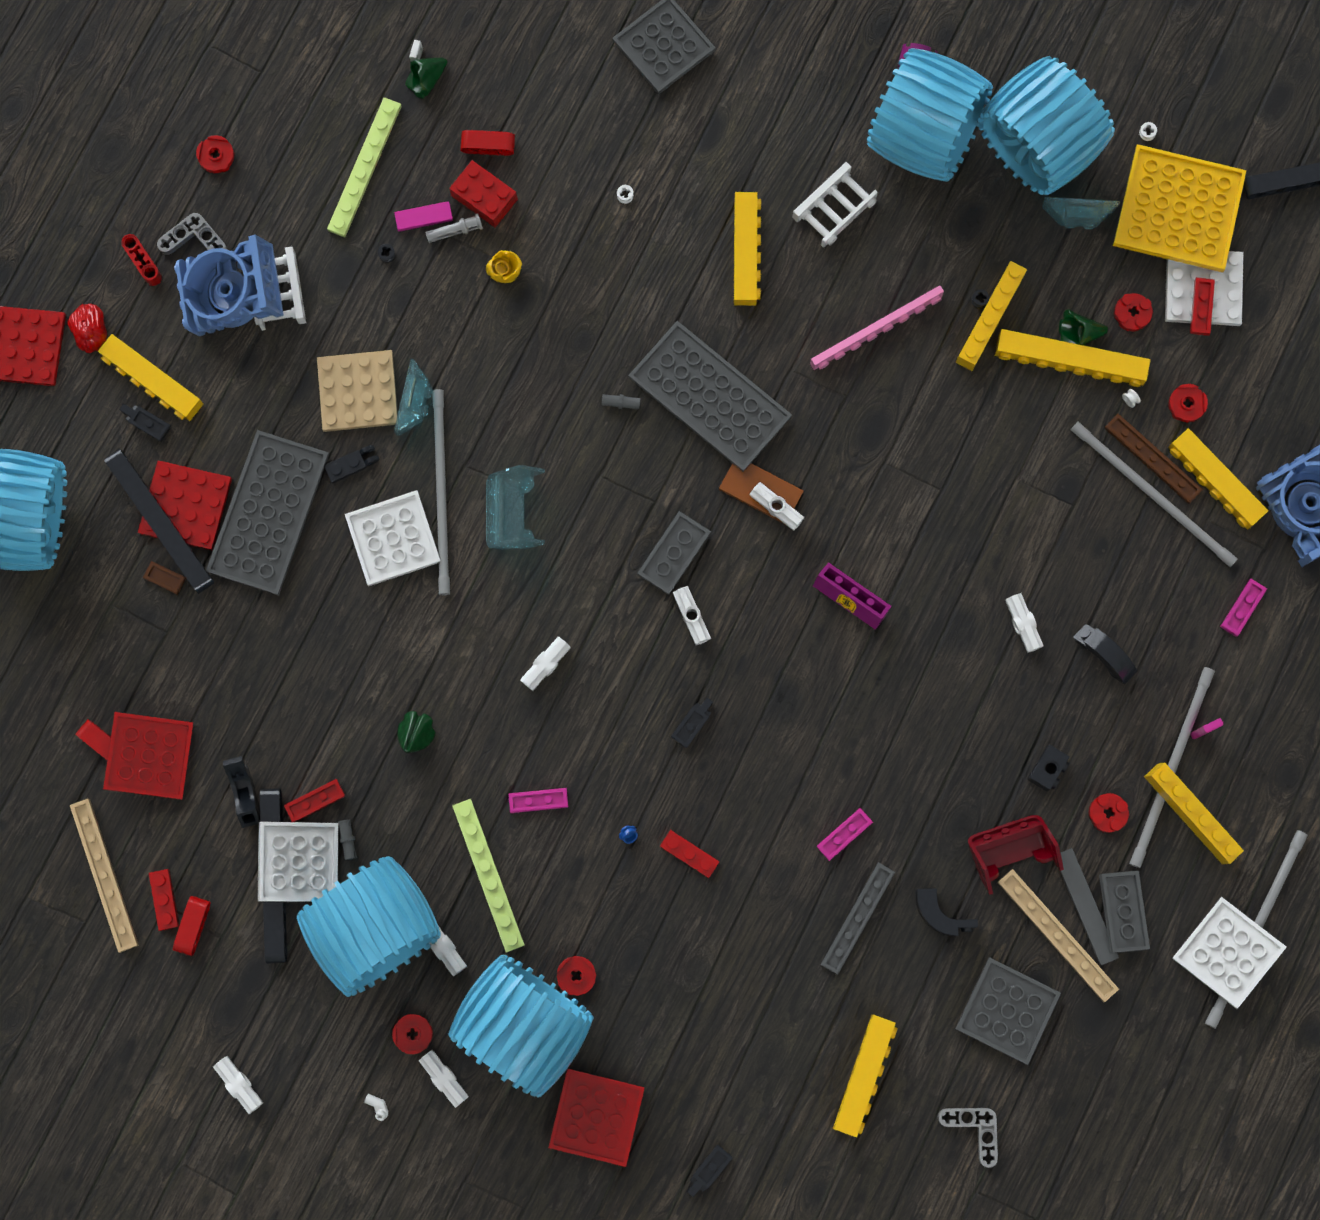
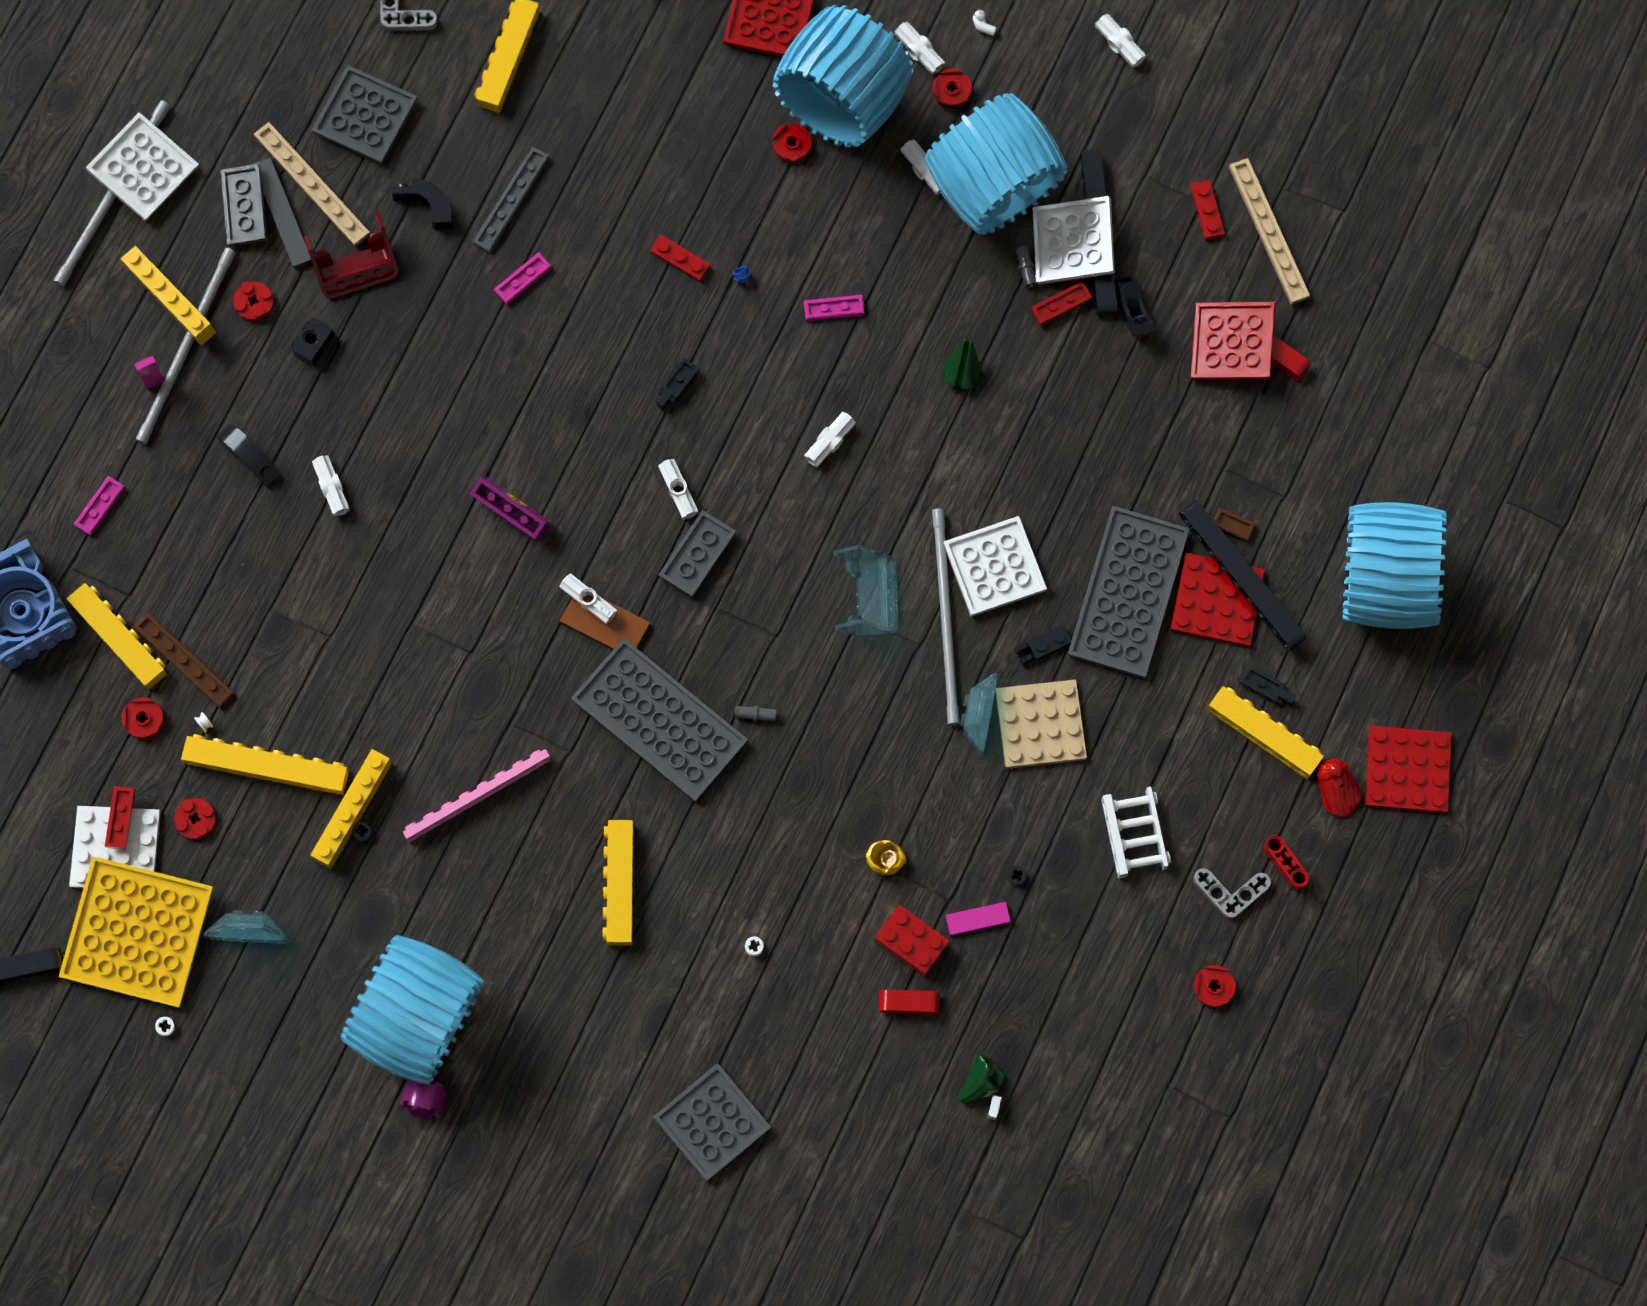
camera: 175 degrees right, 5 degrees down
(191, 925) = (1177, 184): red beam -> none
(213, 272) = (1165, 838): medium blue brick -> none
(364, 167) = (1046, 975): yellowish green plate -> none
(462, 226) = (933, 905): light grey pin -> none
(488, 875) = (882, 236): yellowish green plate -> none
(830, 187) = (525, 953): white fence -> none
(1046, 125) = (282, 999): medium azure wheel -> none
(1080, 329) = (254, 794): dark green hat -> none
(1221, 552) = (254, 682): light grey piece -> none

